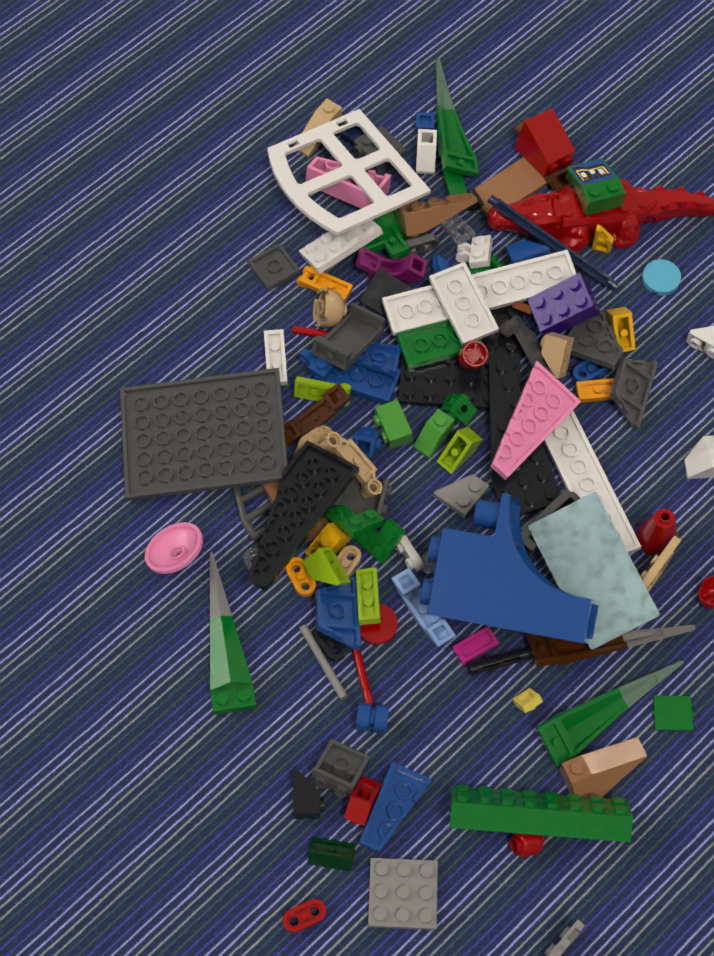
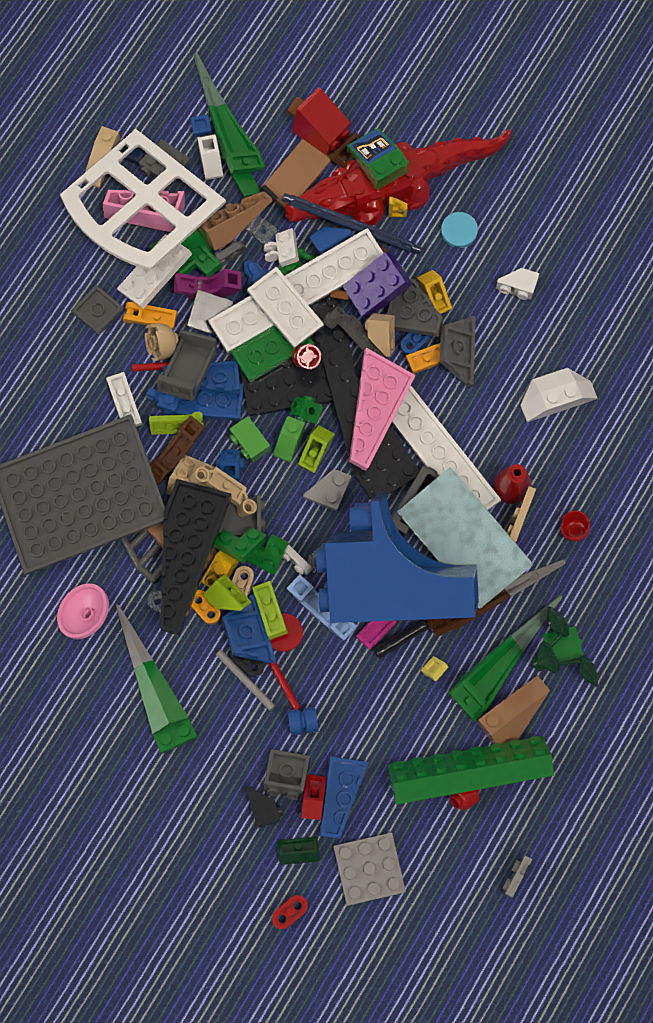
camera: 15 degrees left, 10 degrees up
(651, 718) = (546, 657): none -> dark green plant

